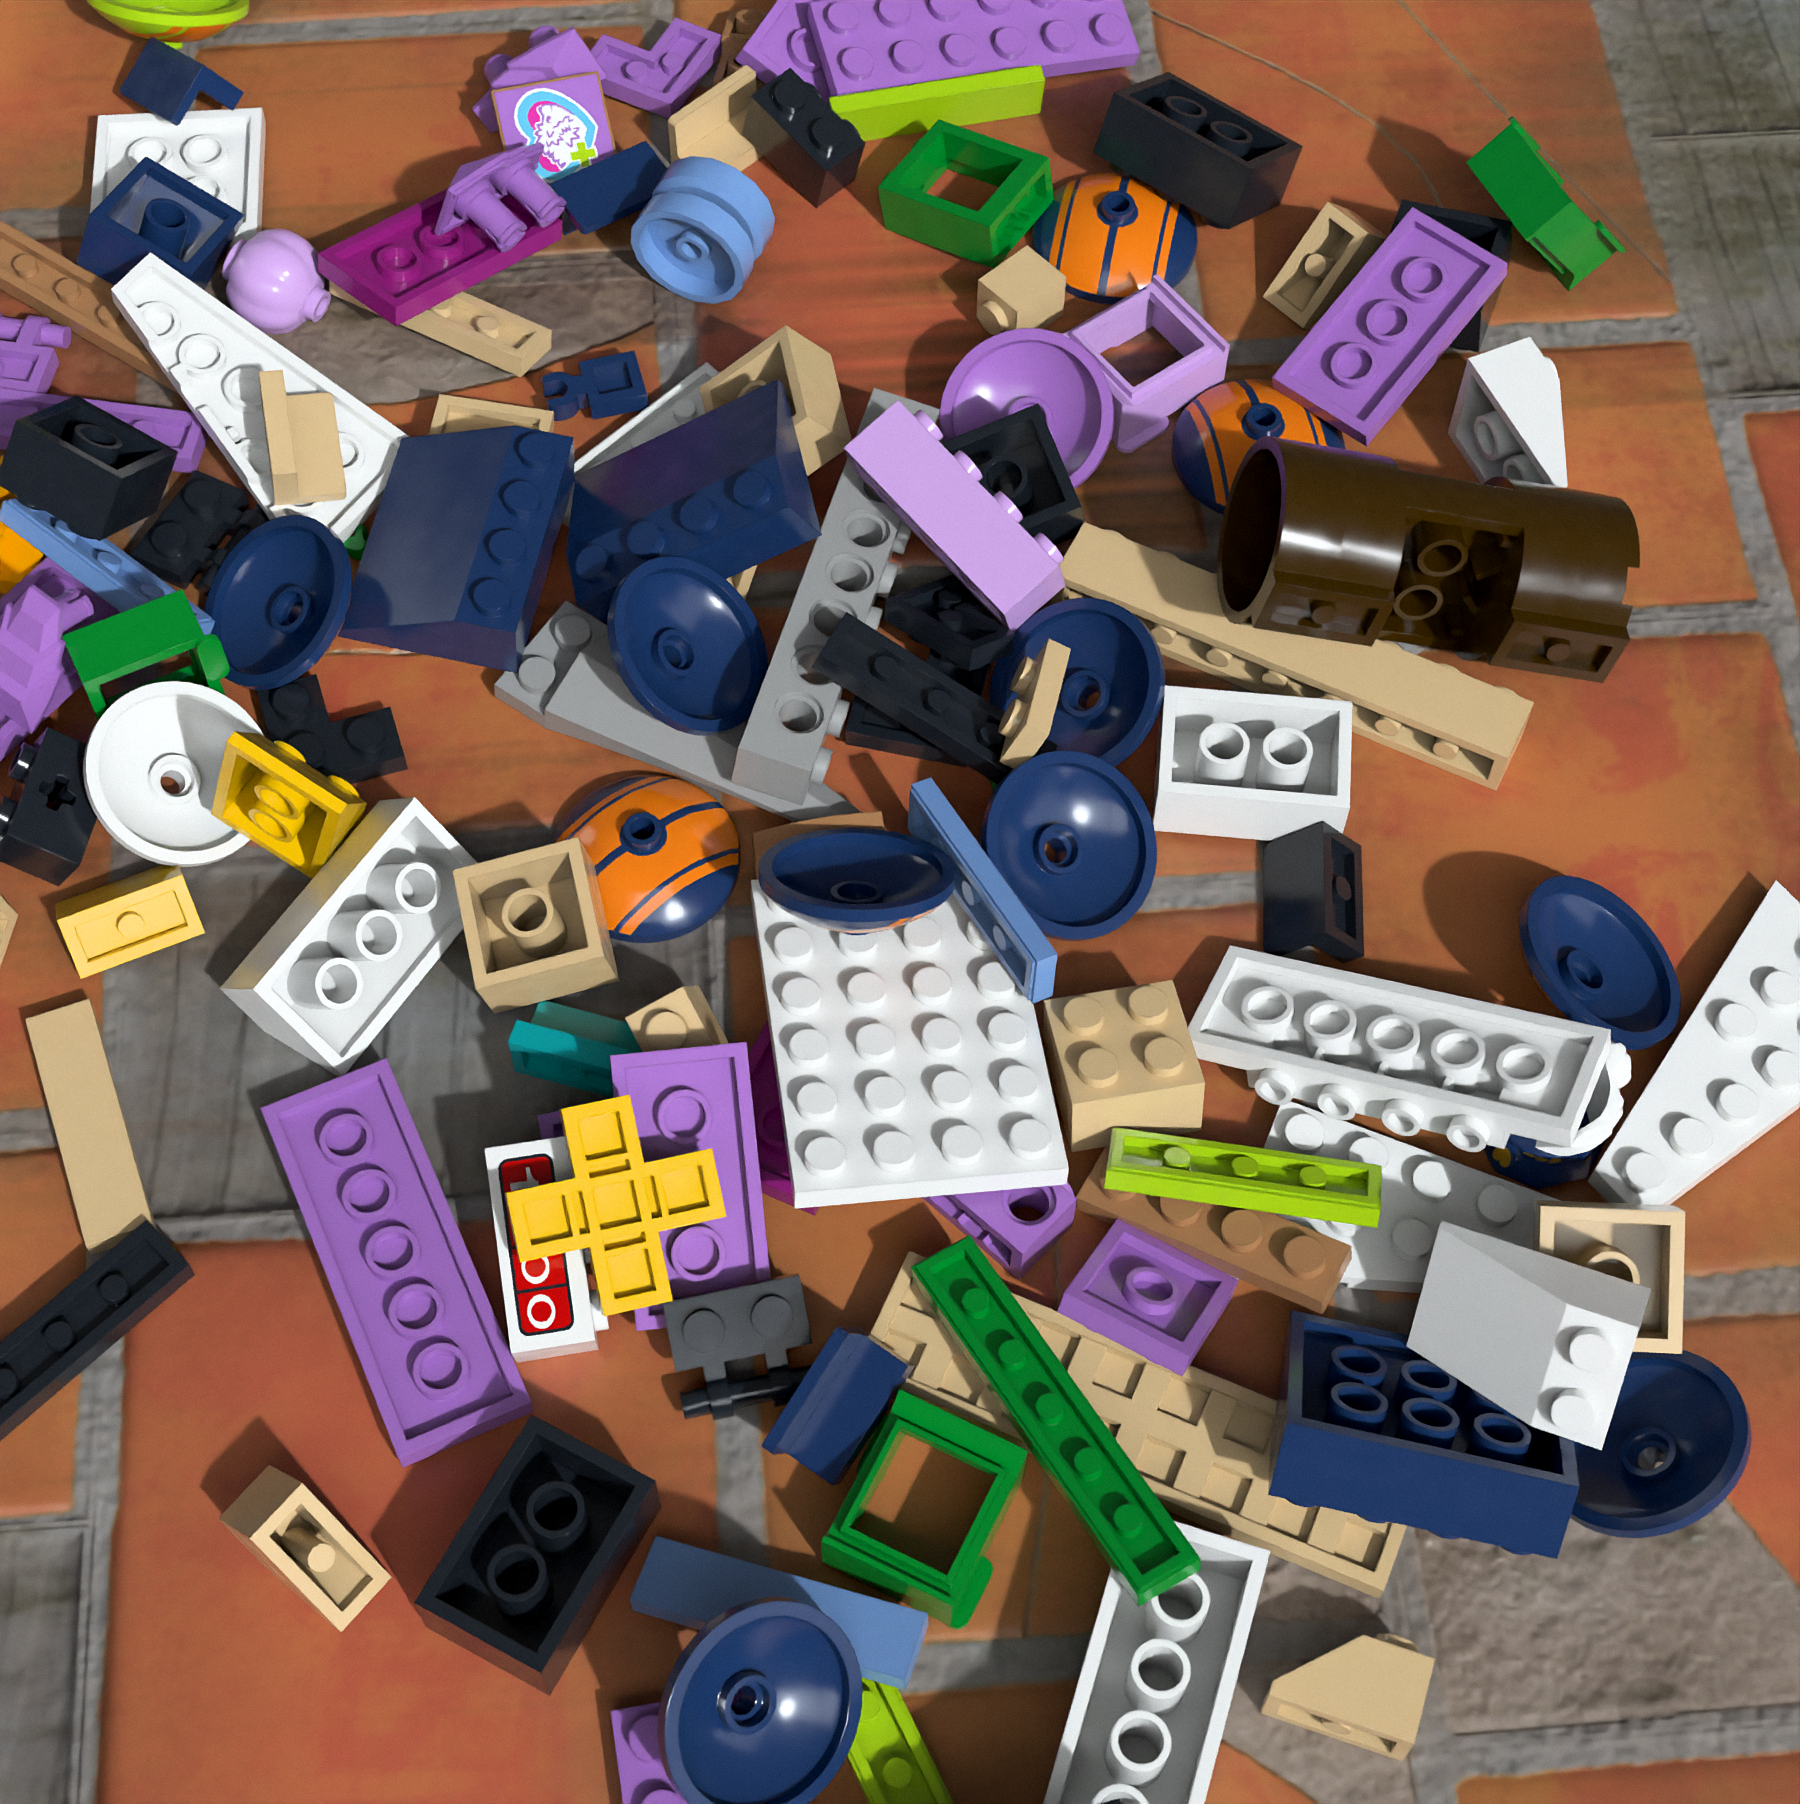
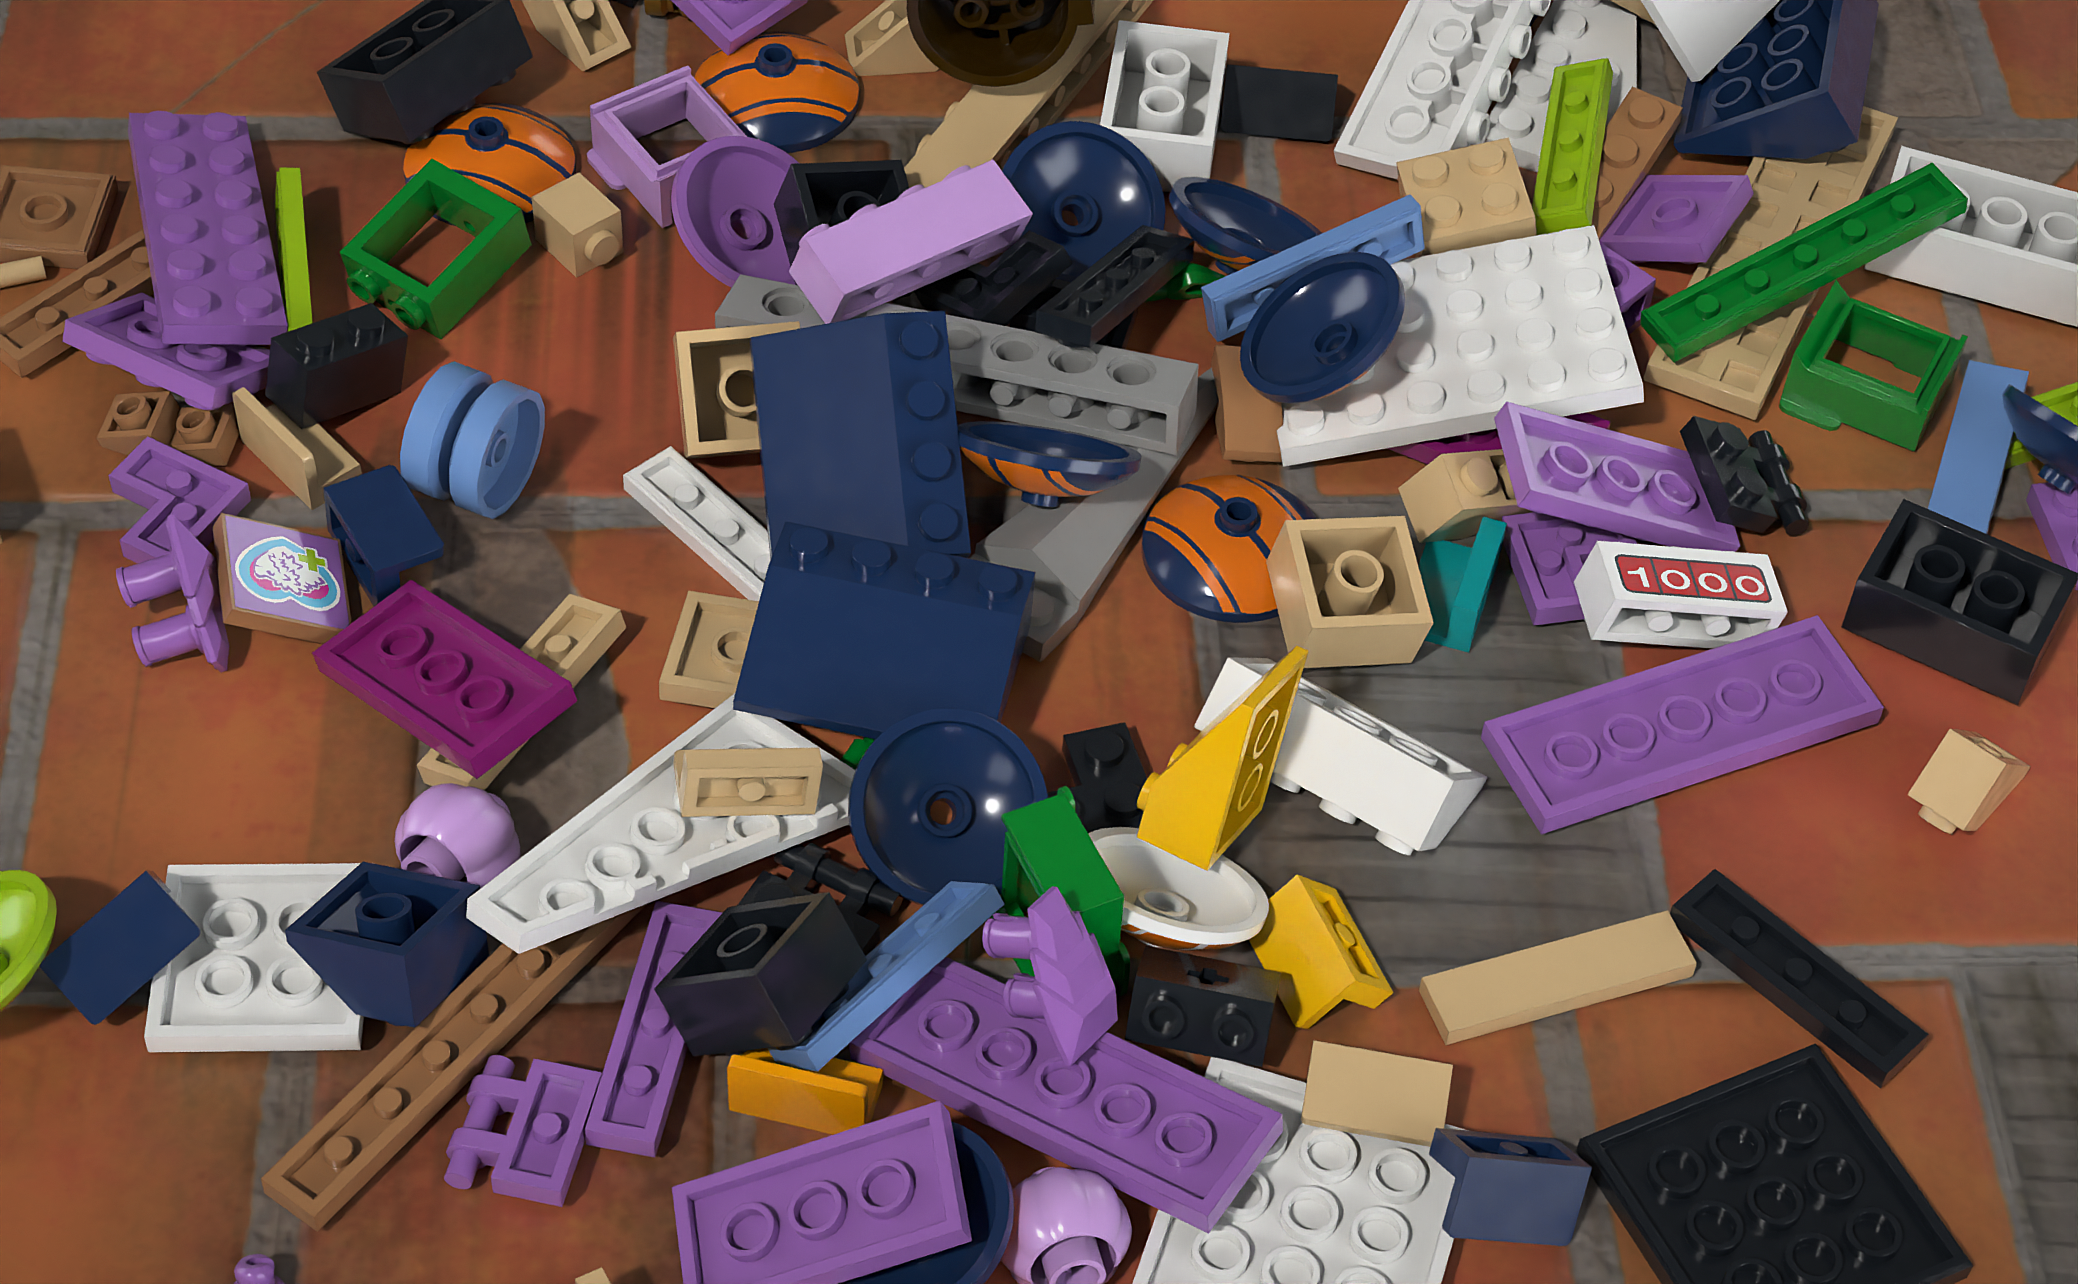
camera: 90 degrees left, 10 degrees down
(481, 184) = (401, 605): medium lavender connector -> none
(605, 385) = (651, 558): dark blue plate -> none
(615, 1205) = (1681, 517): yellow plate -> none
(839, 1403) = (1793, 411): dark blue panel -> none
(1032, 712) = (1124, 210): tan plate -> none
(1358, 1694) = (1975, 127): tan slope -> none

